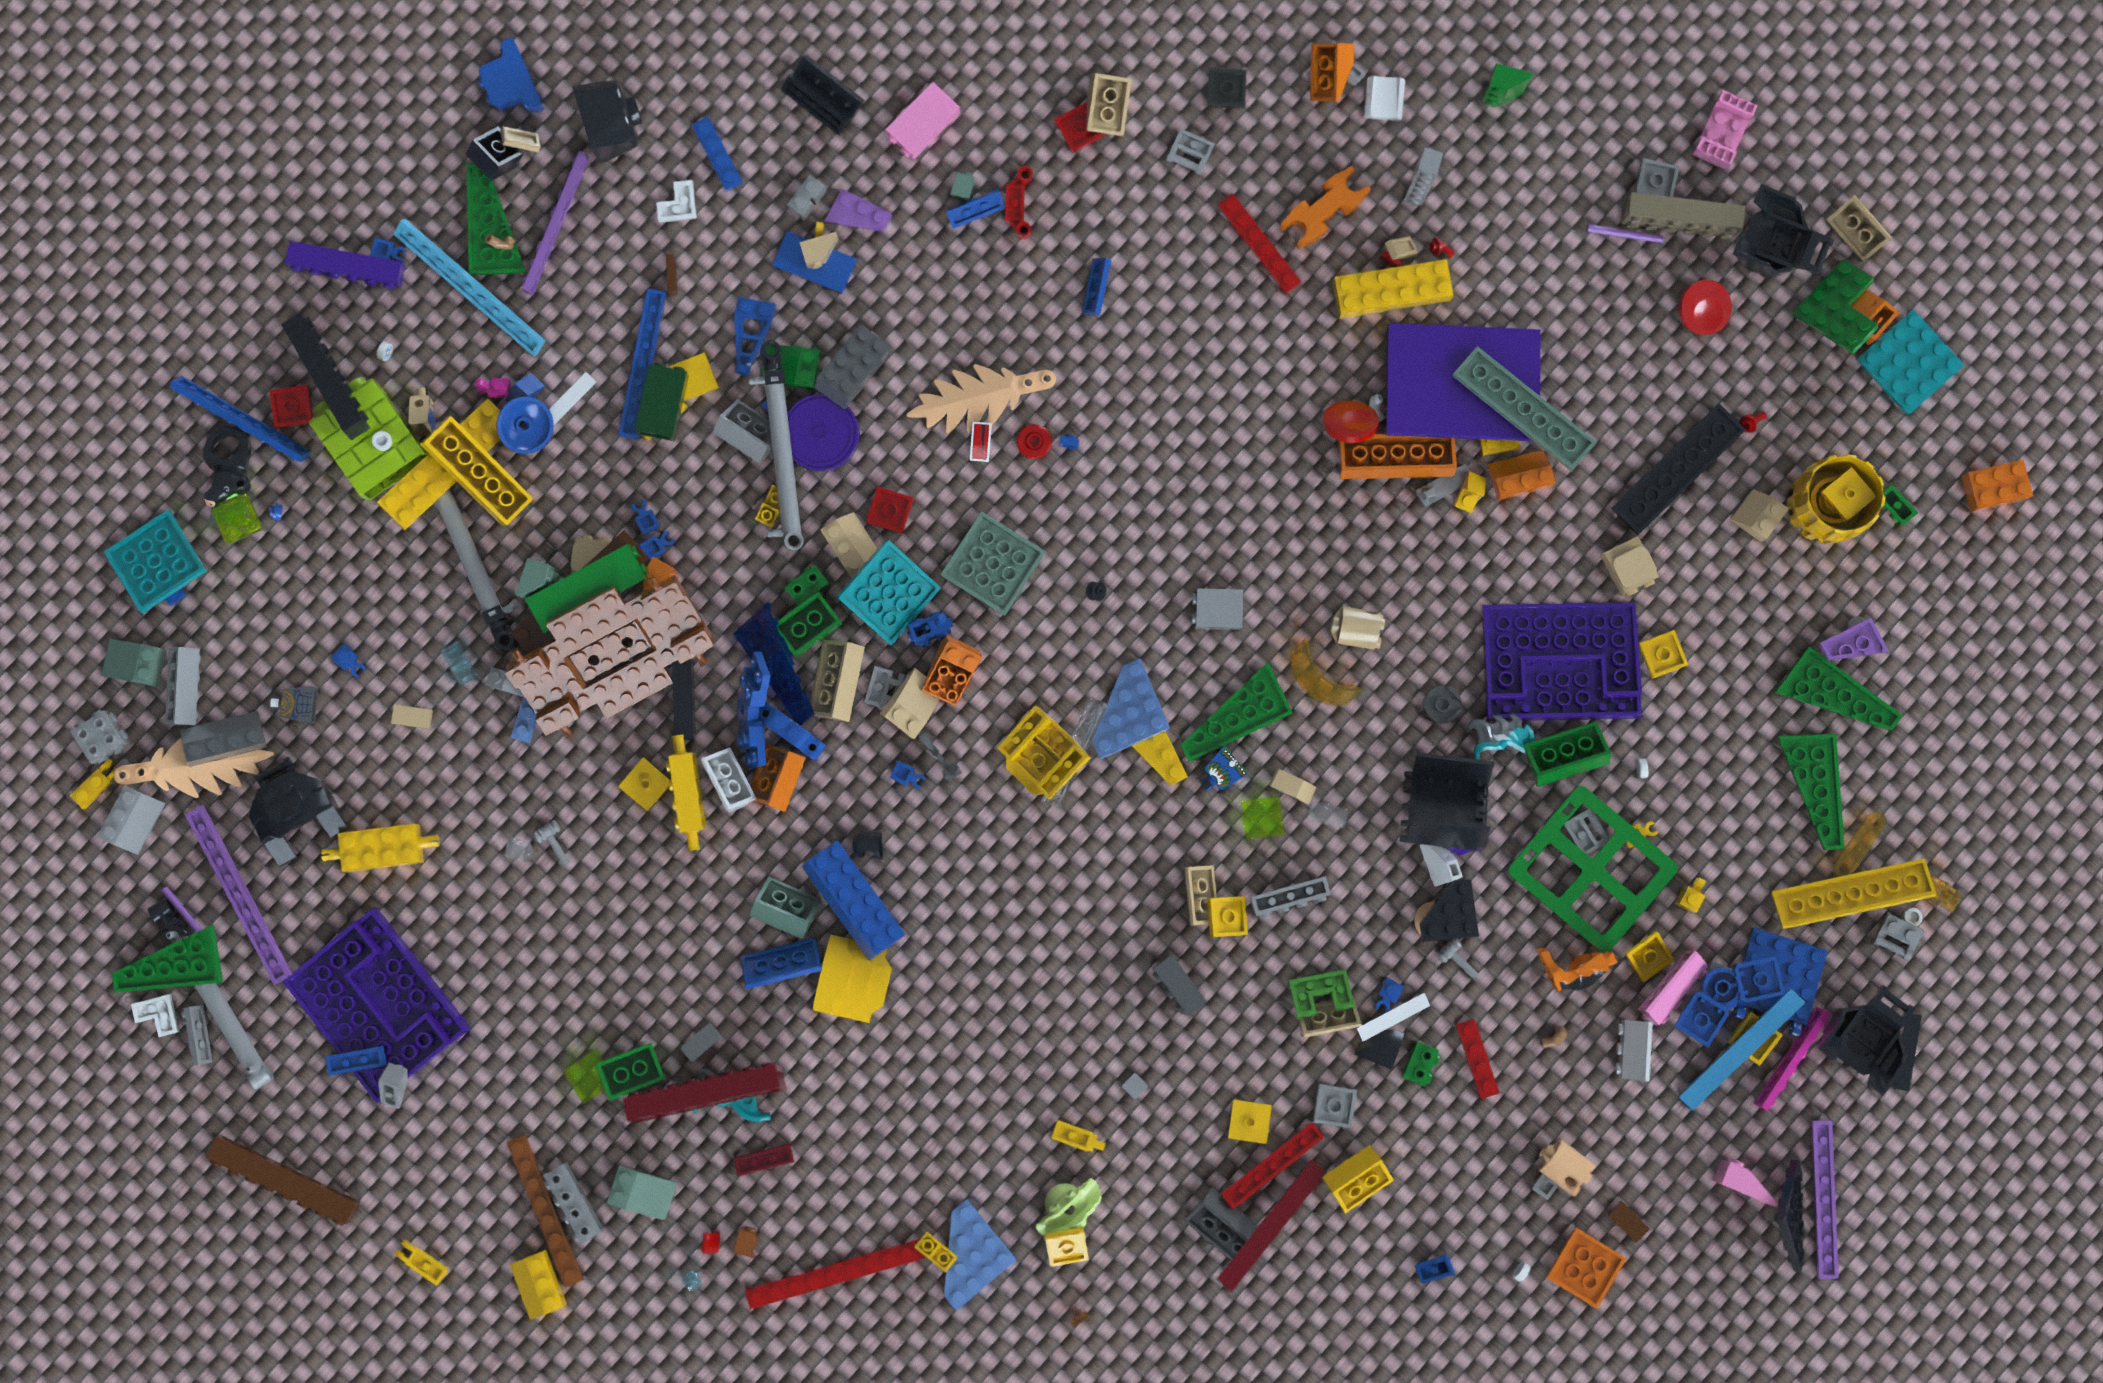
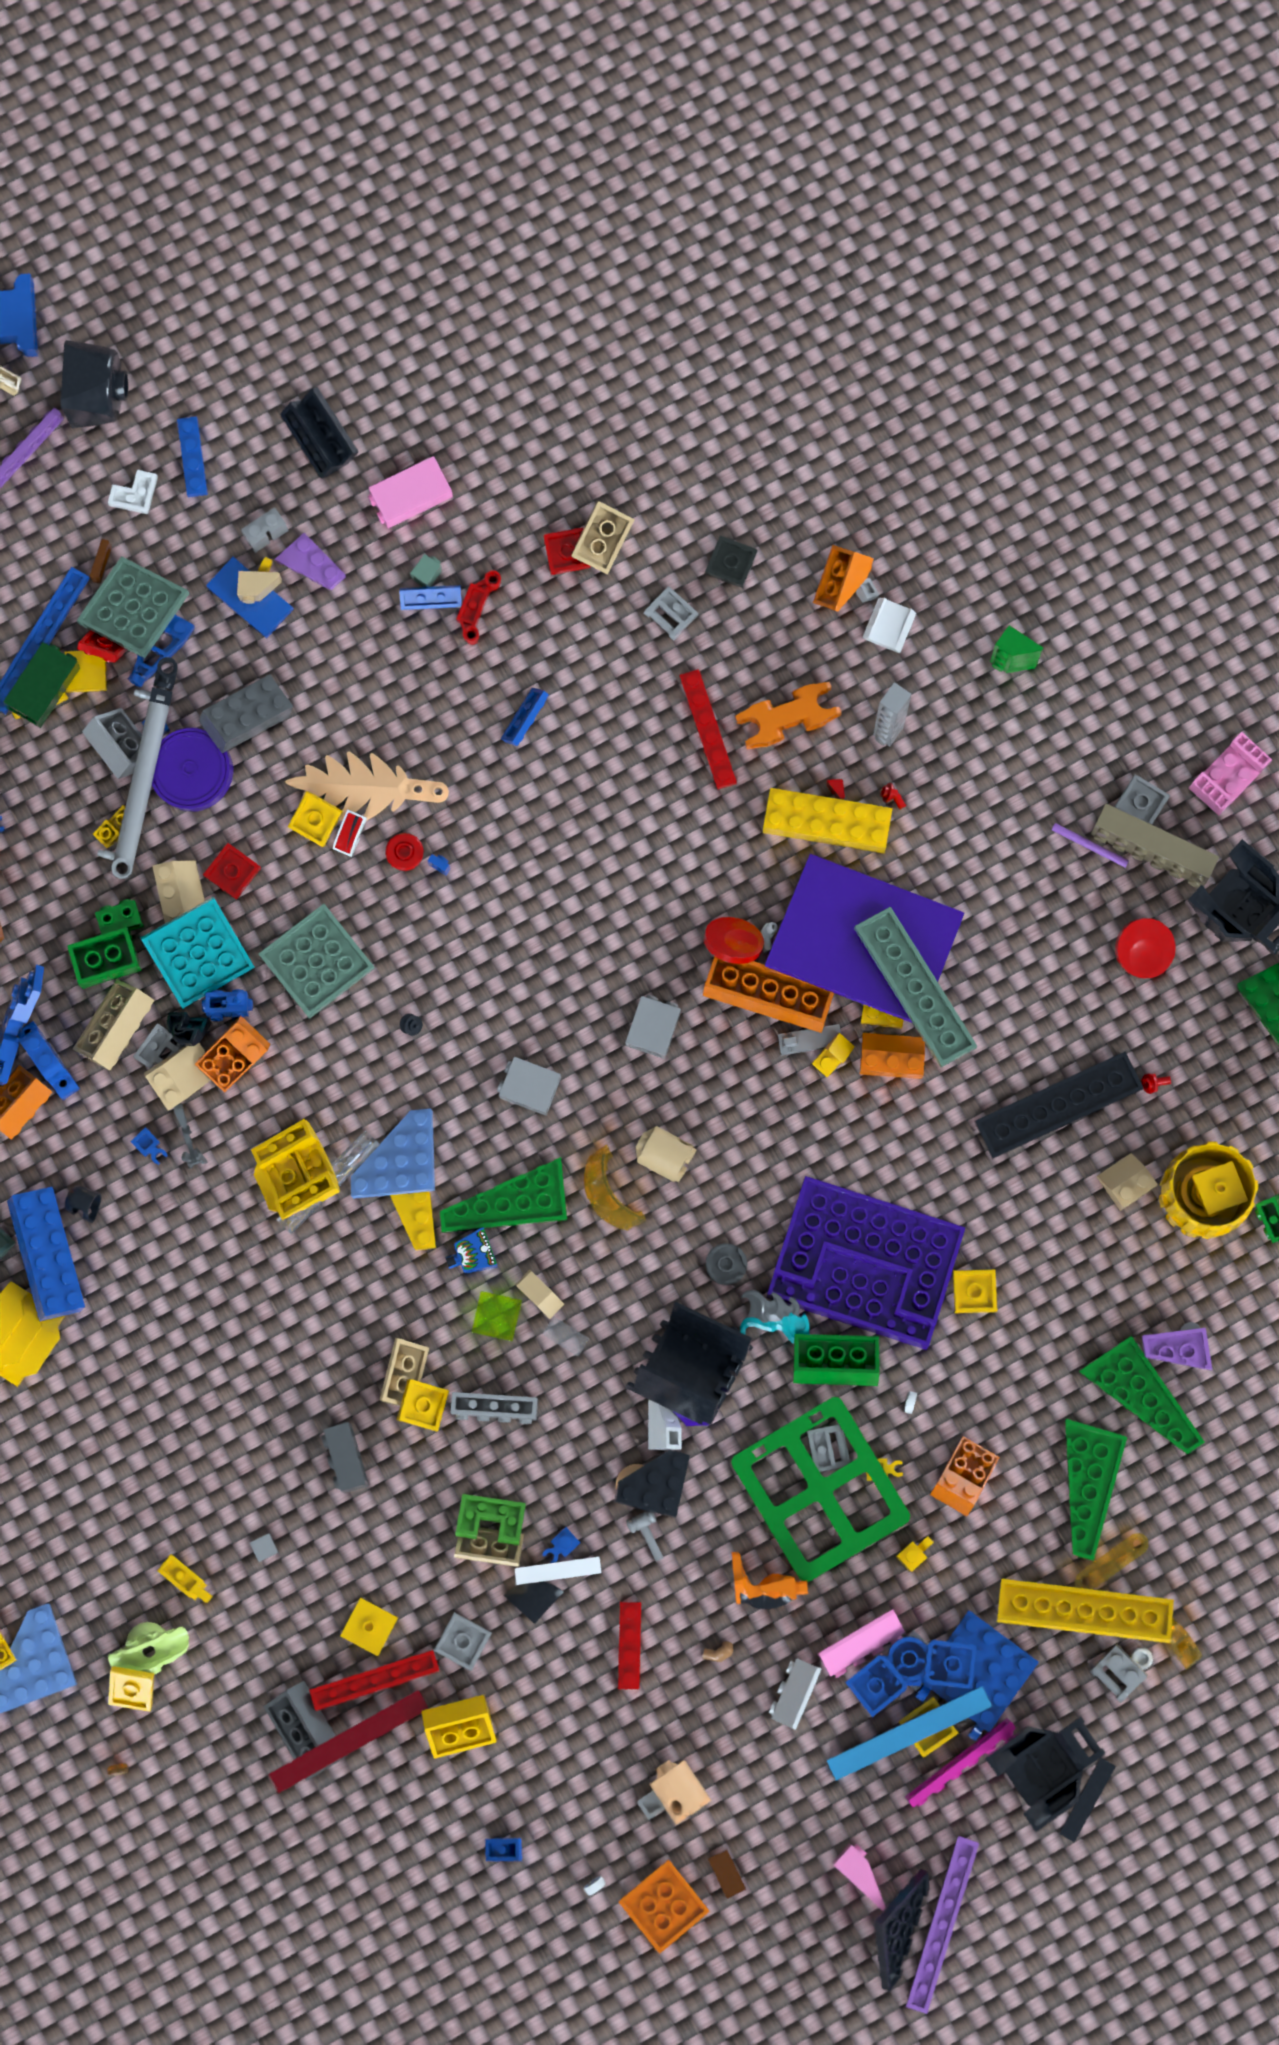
camera: 25 degrees right, 5 degrees down
(703, 348) = (101, 647): none -> red plate
(716, 306) = (133, 607): none -> sand green plate
(762, 635) = (58, 984): clear blue wing -> none
(799, 366) = (192, 693): green slope -> none
(902, 663) = (185, 1029): none -> black brick
(946, 439) = (315, 819): none -> yellow plate
(1306, 520) = (653, 1026): none -> light grey brick
(1401, 248) = (850, 781): tan tile -> none
(1420, 1064) = (567, 1629): green brick -> none
(1630, 566) = (972, 1188): tan brick -> none
(1649, 956) = (848, 1601): yellow slope -> none
(1710, 815) = (965, 1476): none -> orange slope

